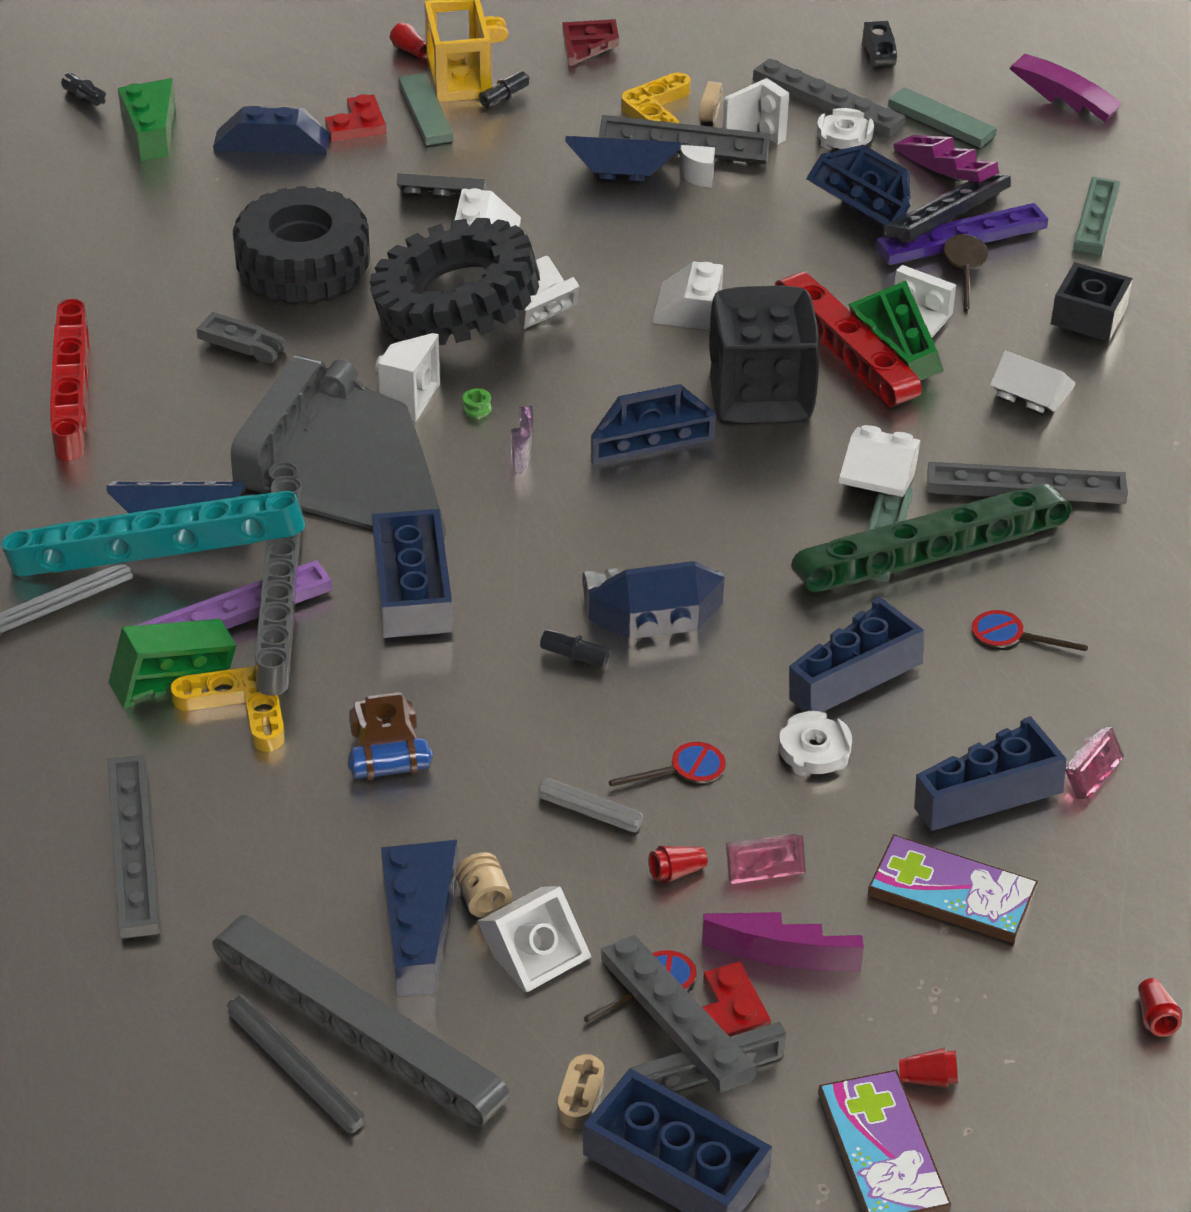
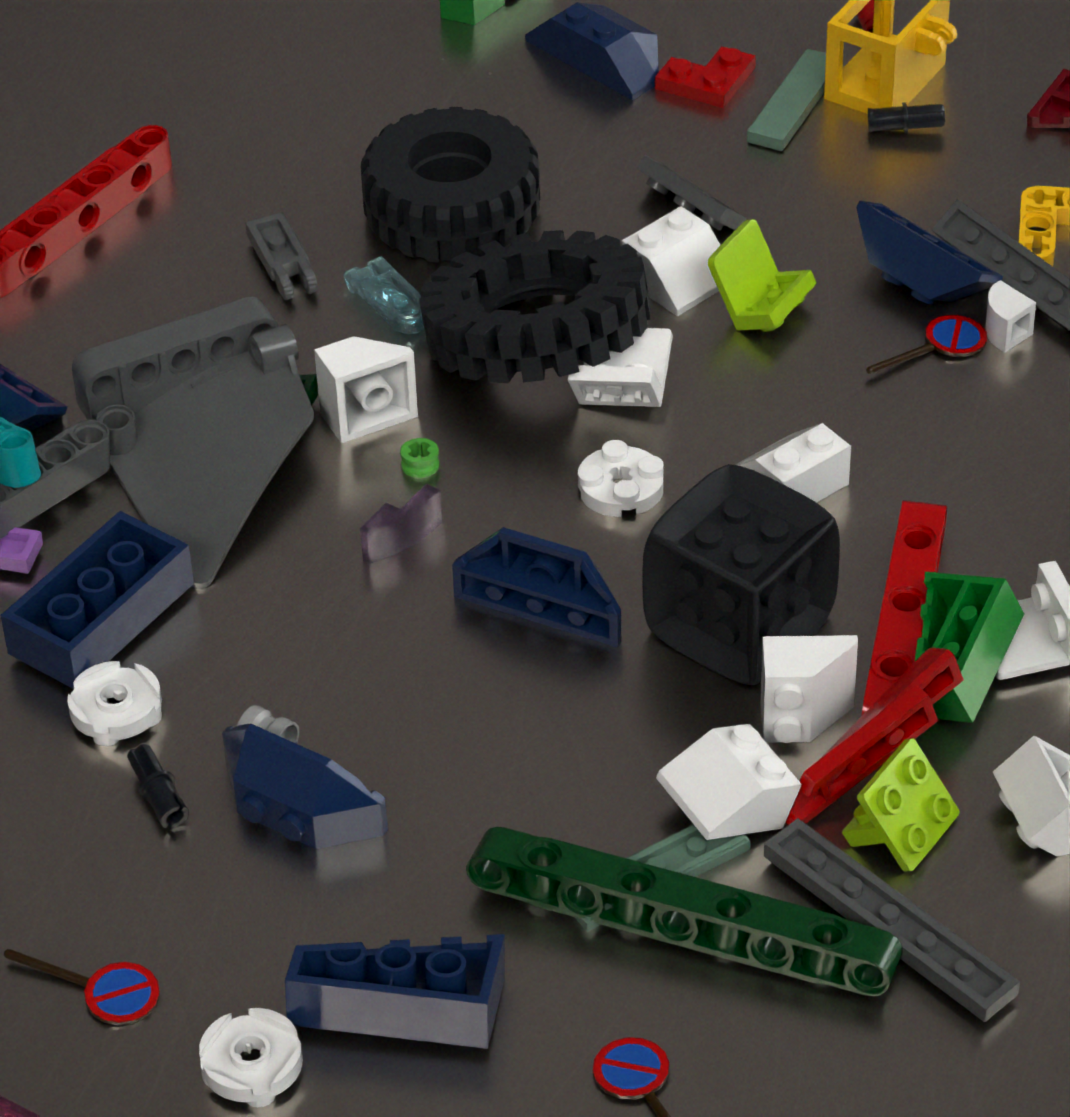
camera: 45 degrees right, 0 degrees up
(339, 325) = (387, 294): none -> clear light blue plate
(471, 617) = (116, 721): none -> white plate
(559, 218) = (751, 283): none -> lime bracket
(592, 346) = (618, 461): none -> white plate
(675, 191) = (946, 334): none -> piece
(851, 394) = (806, 685): none -> white slope
(921, 387) = (897, 715): none -> red wedge
(968, 428) = (903, 807): none -> lime bracket

